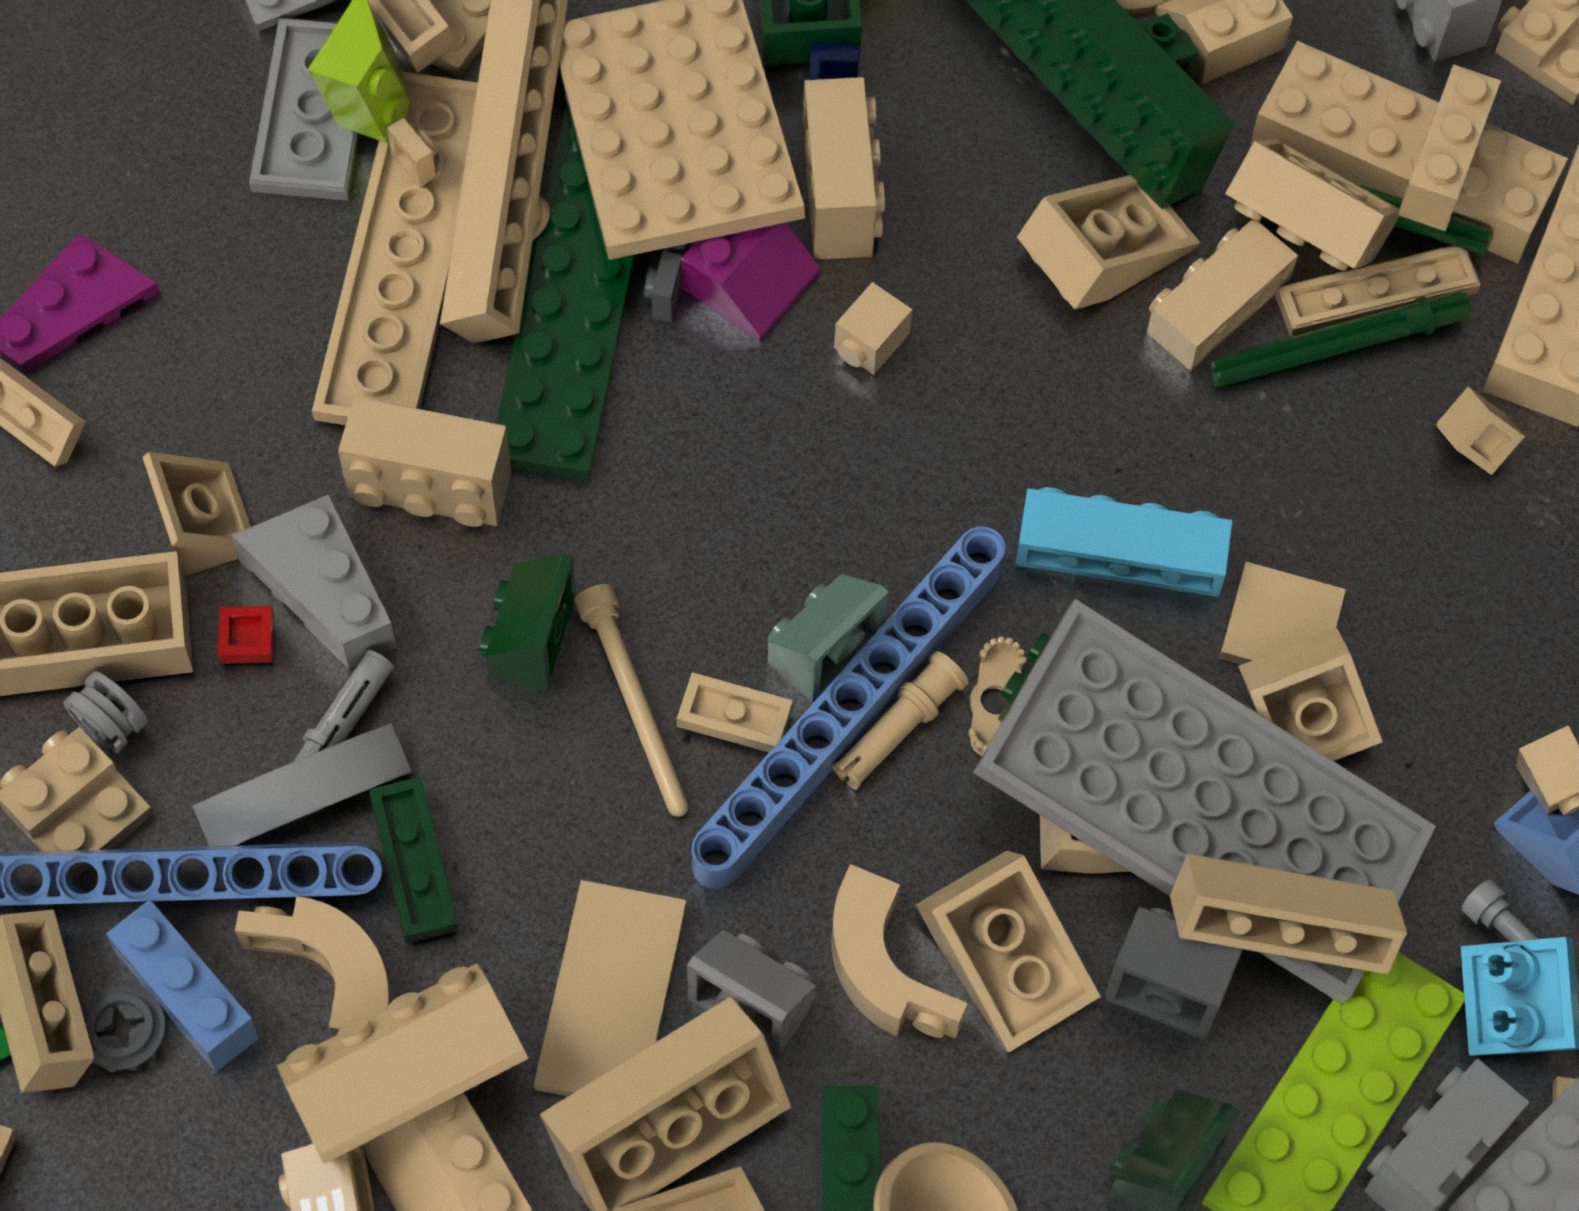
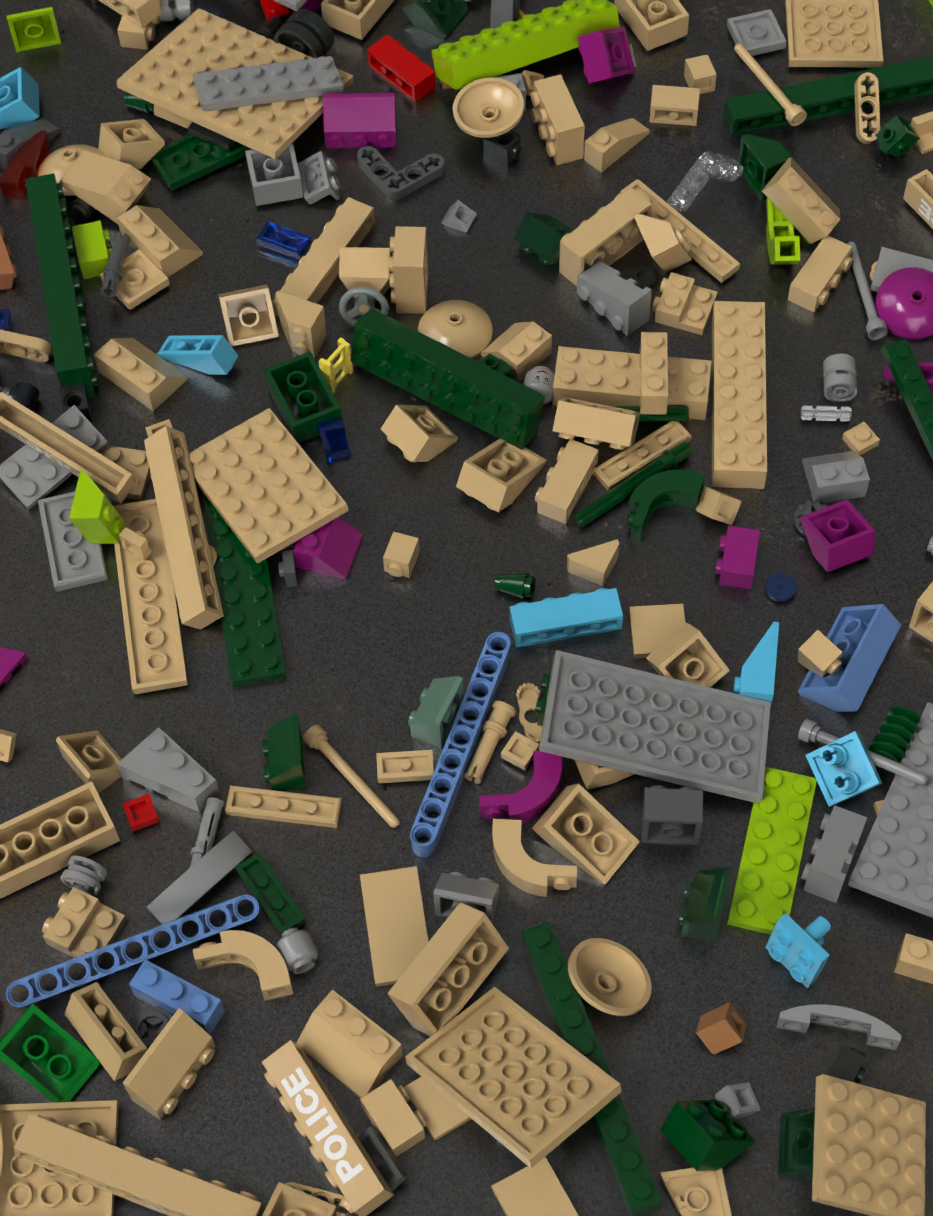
camera: 15 degrees left, 5 degrees down
(123, 1101) = (169, 1065): none -> tan slope
(400, 1062) = (306, 993): tan slope -> none
(417, 964) = (298, 950): none -> light grey head
(425, 462) = (201, 694): tan brick -> none
(496, 710) = (283, 806): none -> tan tile
(841, 168) = (356, 480): tan brick -> none
(935, 853) = (532, 799): none -> magenta arch
(947, 756) = (519, 750): none -> tan plate
(986, 116) = (417, 432): none -> tan slope
(1057, 452) = (518, 585): none -> dark green cone
(1214, 459) = (594, 562): none -> tan slope
(1240, 96) = (541, 380): none -> light grey head
(1287, 914) = (717, 766): tan brick -> none
(1384, 366) = (663, 489): none -> dark green arch
(1438, 757) = (758, 671): none -> medium azure slope
(1480, 538) = (738, 558): none -> magenta brick
(1537, 619) = (780, 587): none -> dark blue piece

